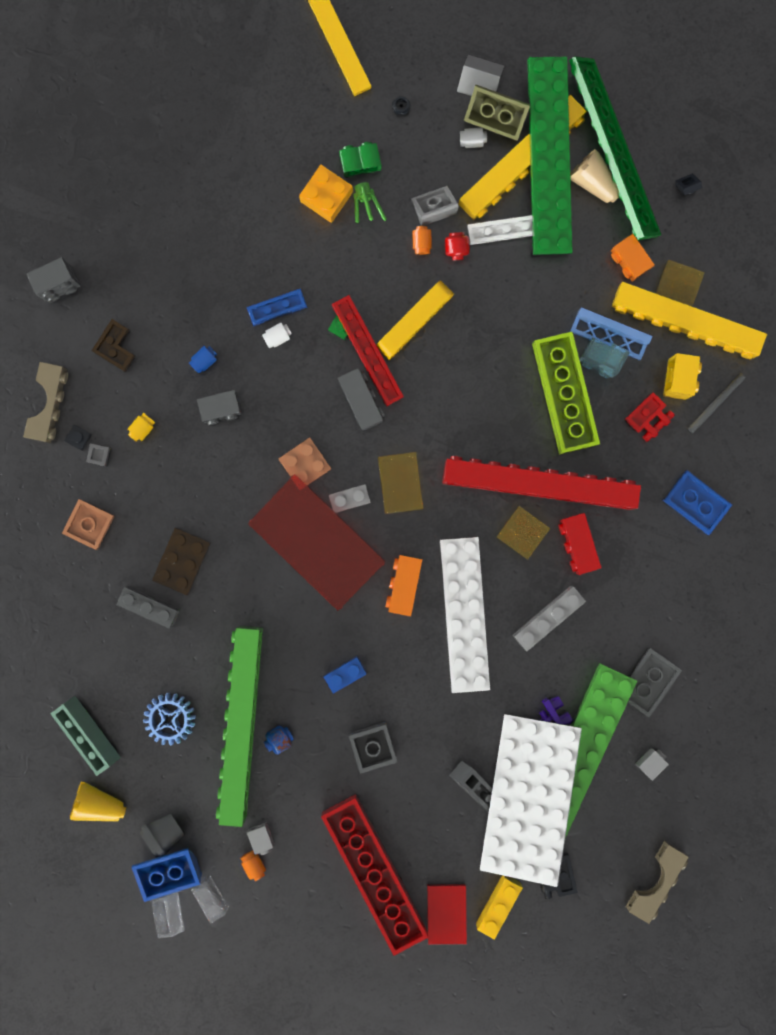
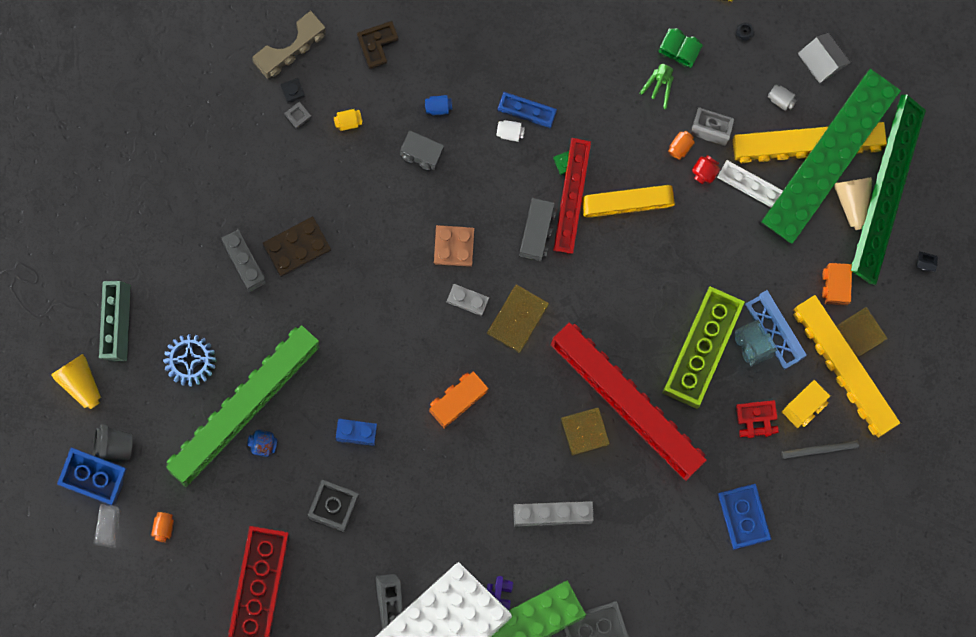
camera: 30 degrees right, 10 degrees down
(88, 524) = (247, 162): nougat plate -> none
(167, 915) = (65, 511): clear brick -> none
(261, 839) = (186, 510): light grey brick -> none
(316, 542) = (415, 313): clear red piece -> none
(326, 193) = (633, 53): light orange brick -> none
(465, 615) = (488, 461): white plate -> none
(496, 112) = (814, 92): olive slope -> none
(579, 544) = (623, 474): red brick -> none

